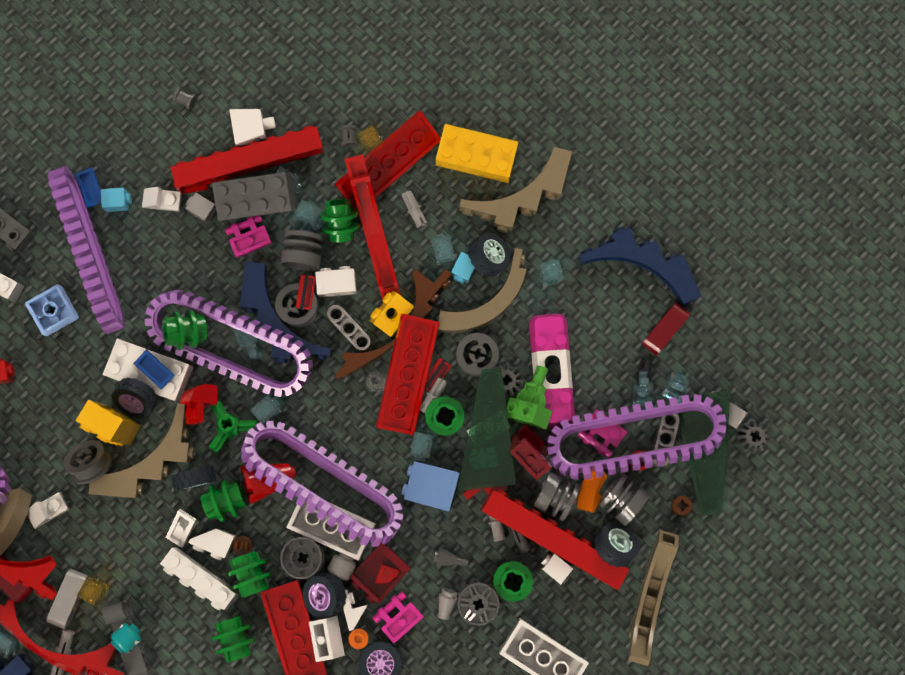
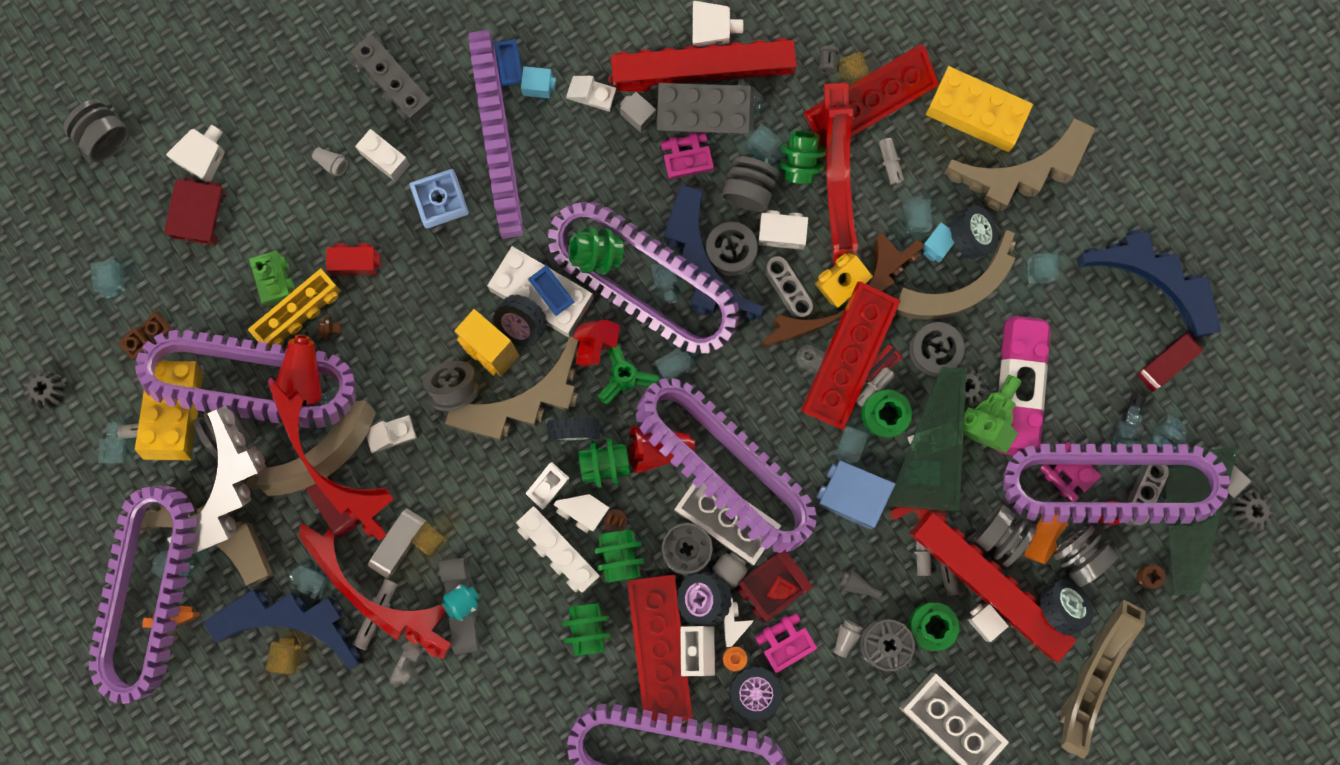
camera: 10 degrees right, 0 degrees up
(305, 292) = (745, 234): sticker -> none
(530, 451) = (984, 476): dark red panel -> none

